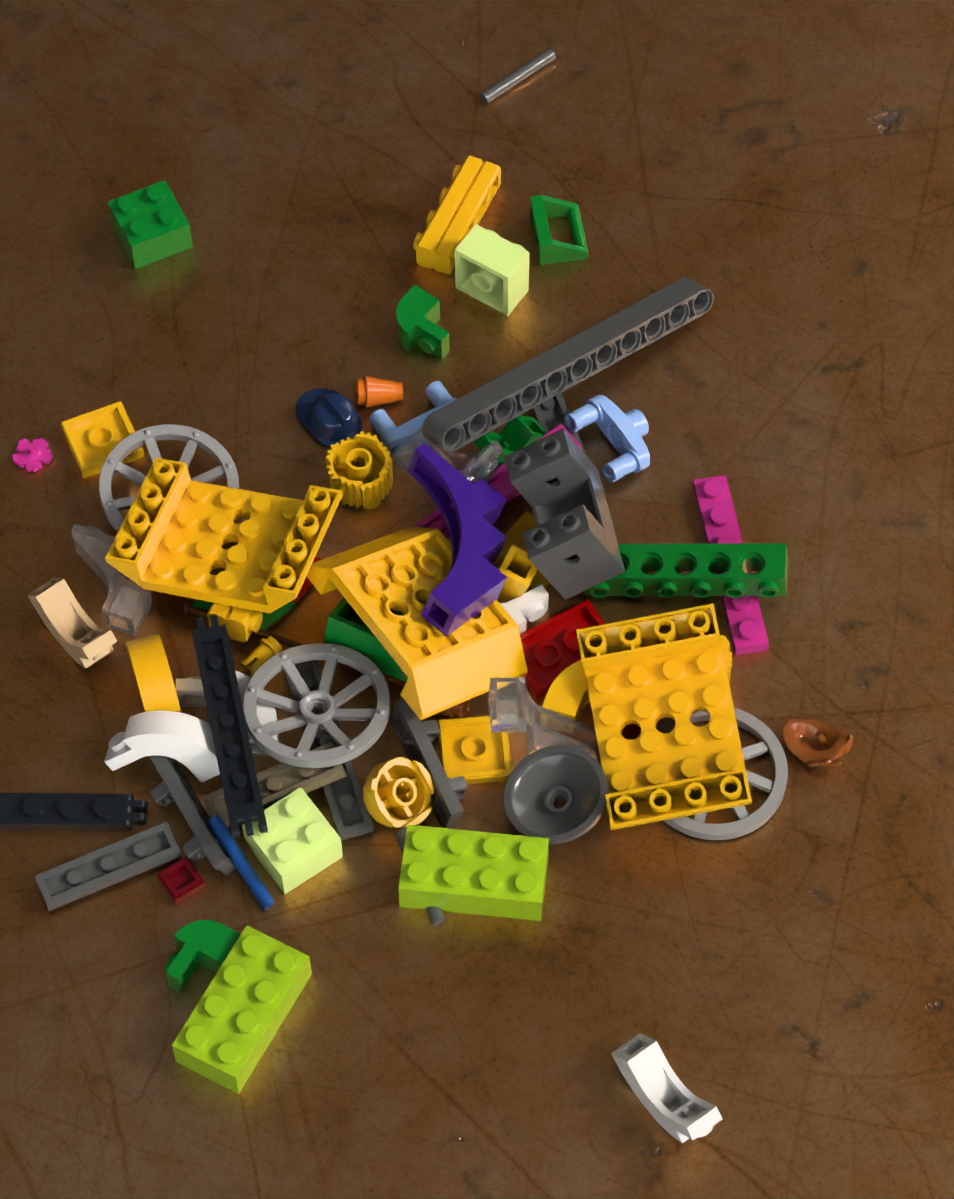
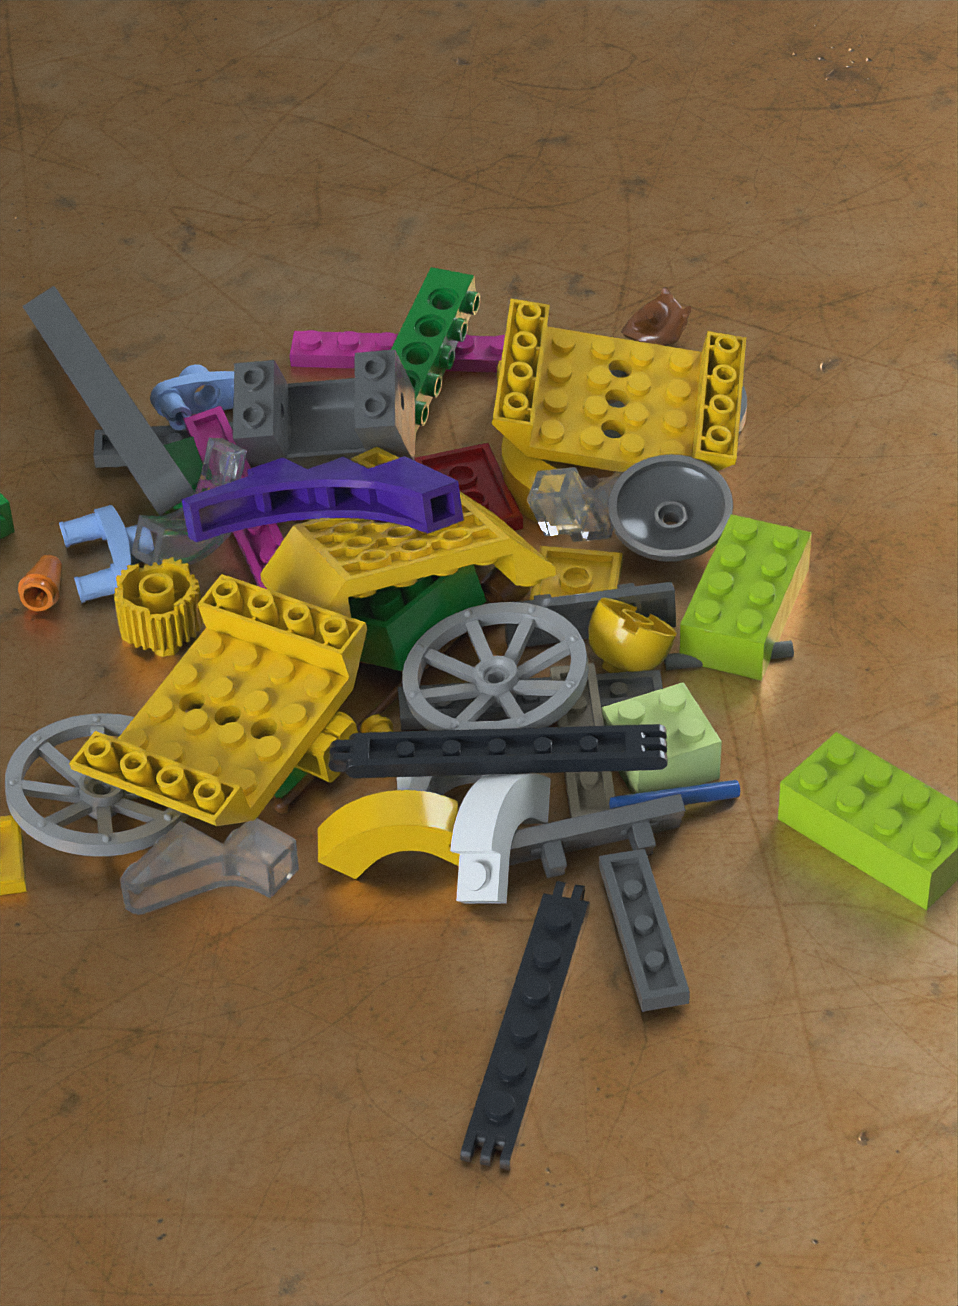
camera: 75 degrees left, 15 degrees down
(70, 623) = (273, 918): tan arch -> none
(181, 880) = (678, 866): dark red tile -> none
(198, 944) = (790, 850): green brick -> none
(328, 416) = (53, 633): dark blue piece -> none

